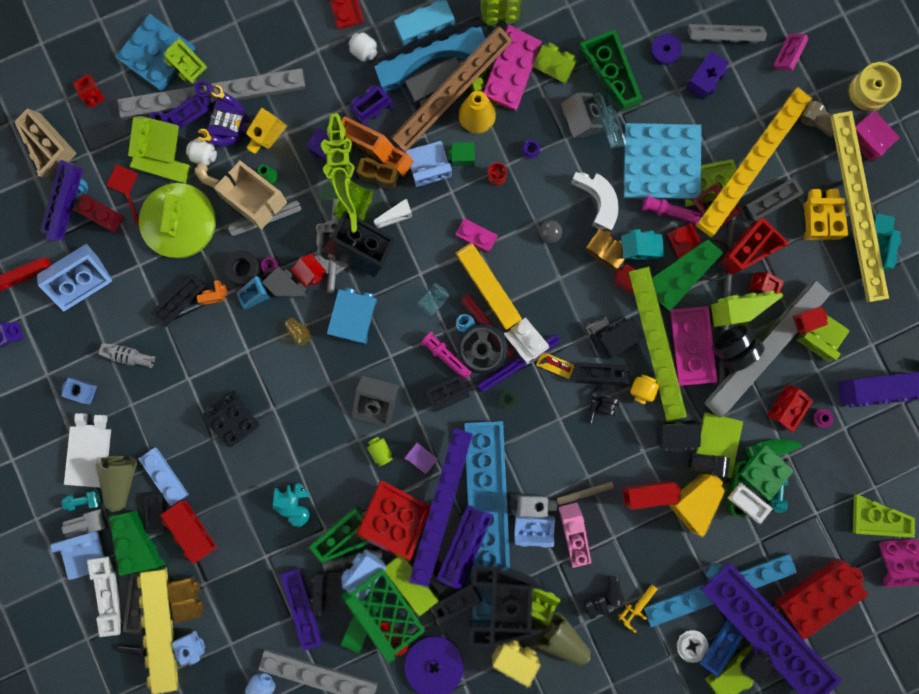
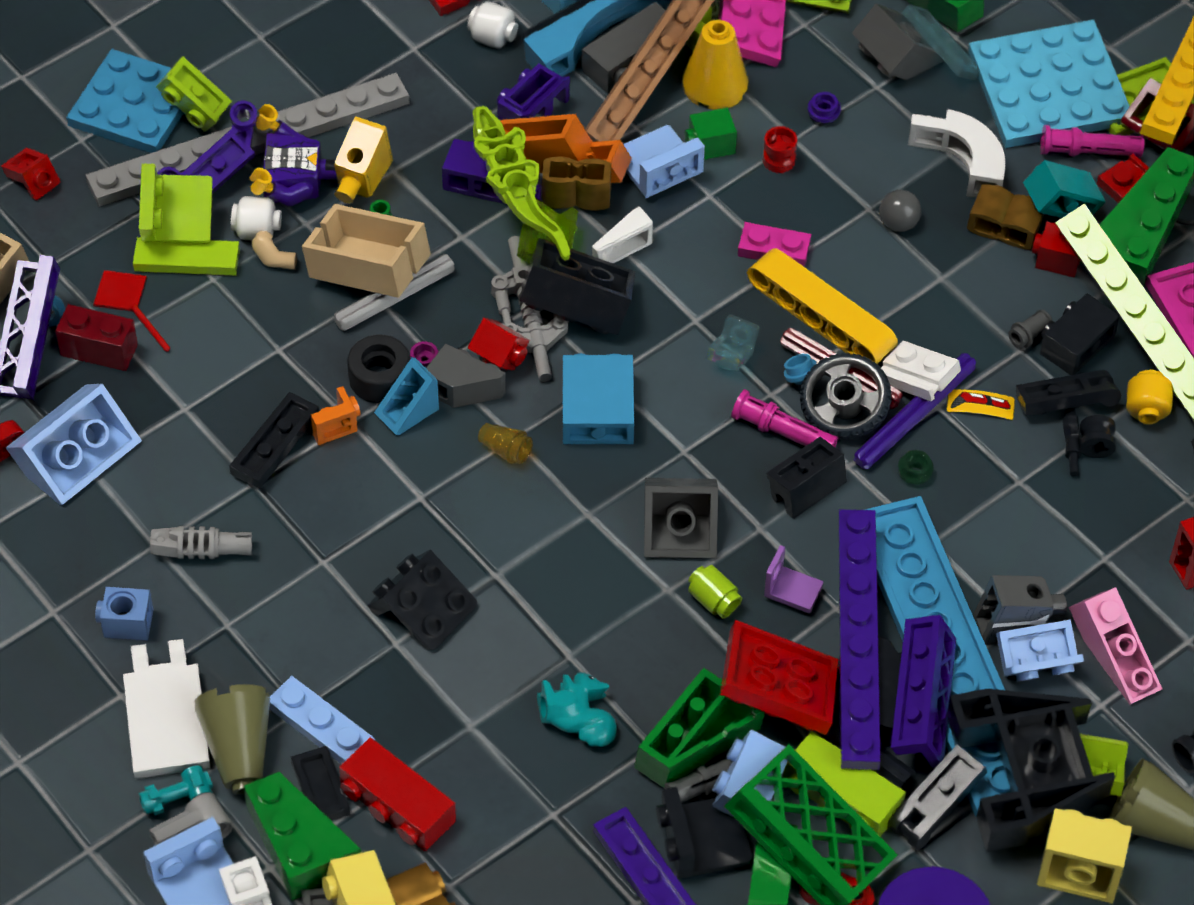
camera: 15 degrees left, 30 degrees down
(177, 220) = (239, 324): lime bracket -> none
(585, 493) = (1111, 579): dark tan bar -> none

